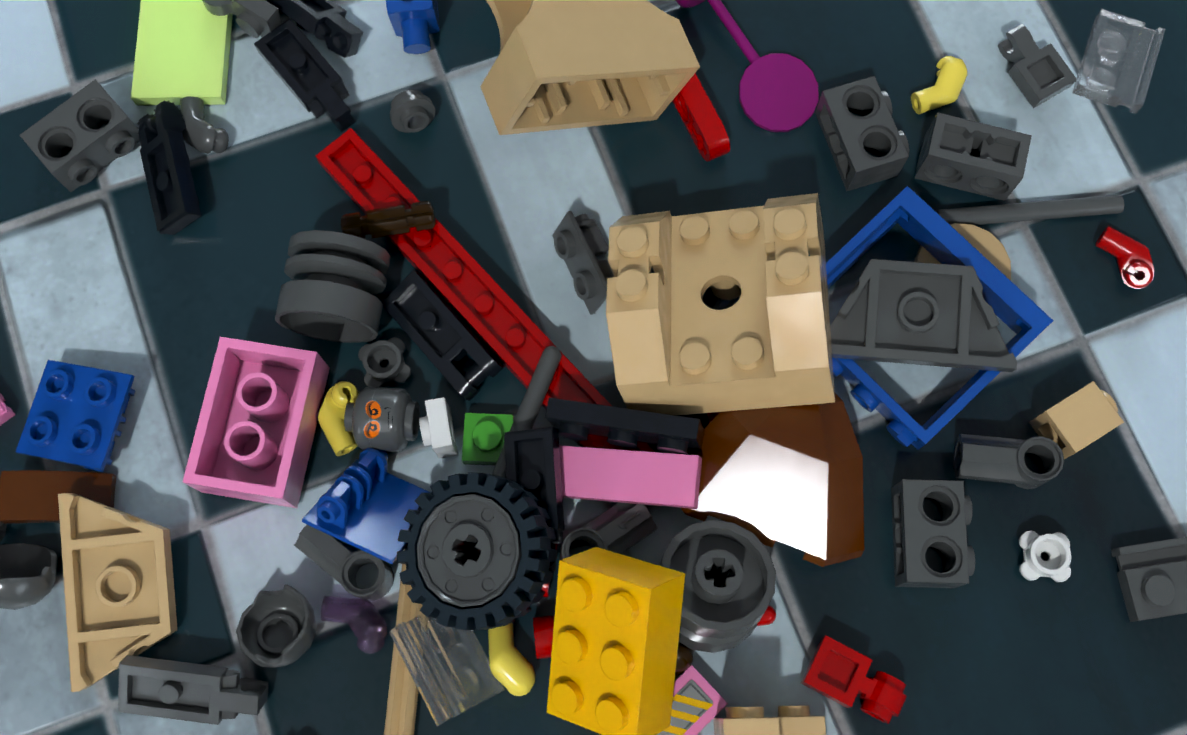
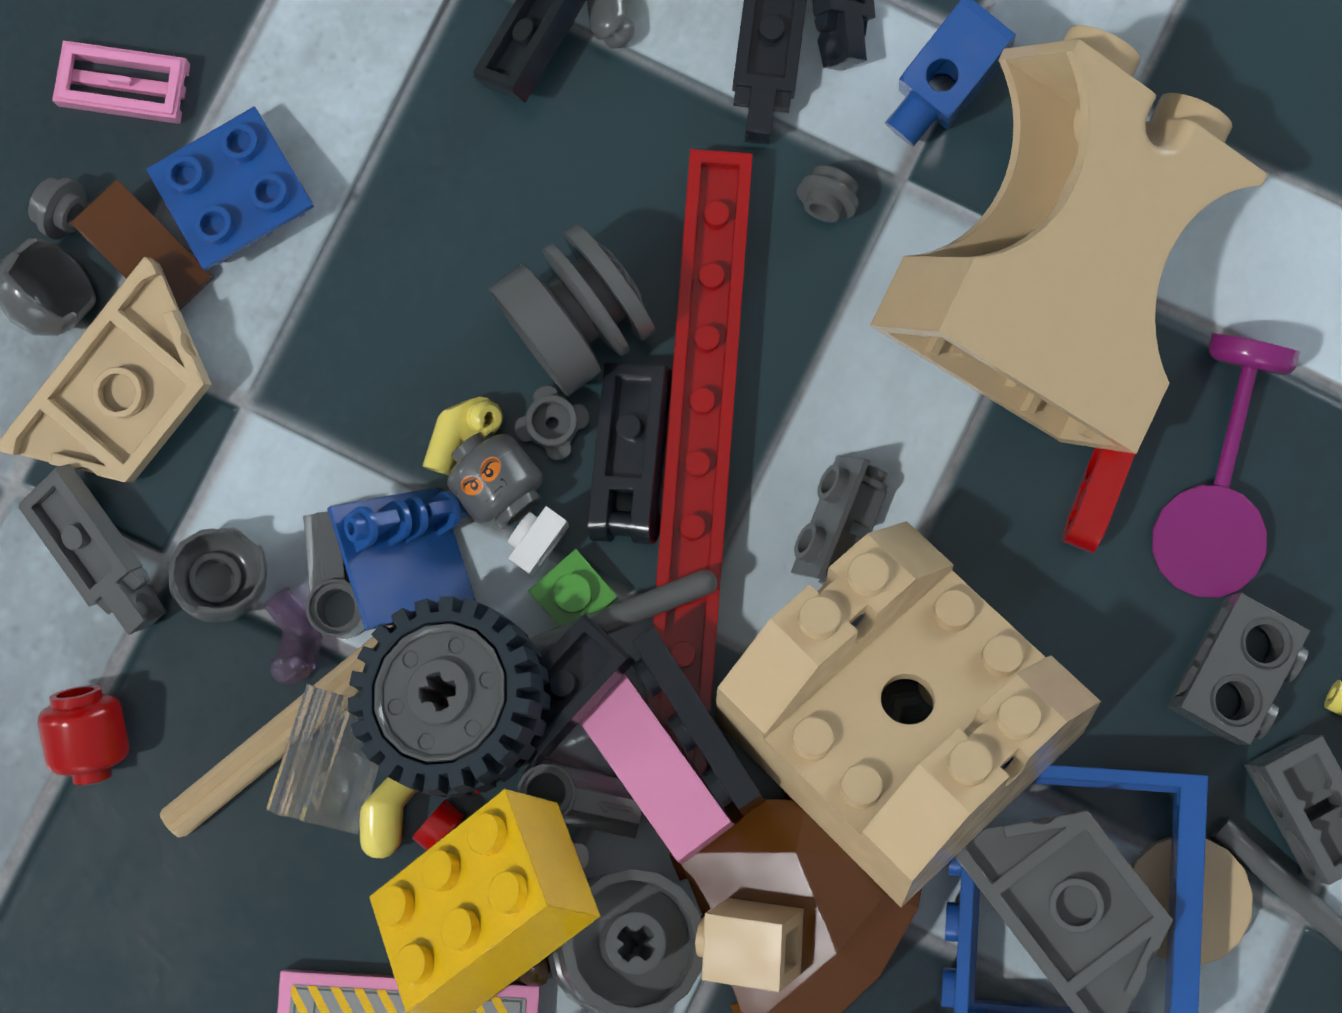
camera: 45 degrees right, 10 degrees up
(257, 422) = (379, 368): bright pink brick -> none
(389, 220) = (689, 292): dark brown axle -> none
(779, 506) = (751, 944): none -> tan brick

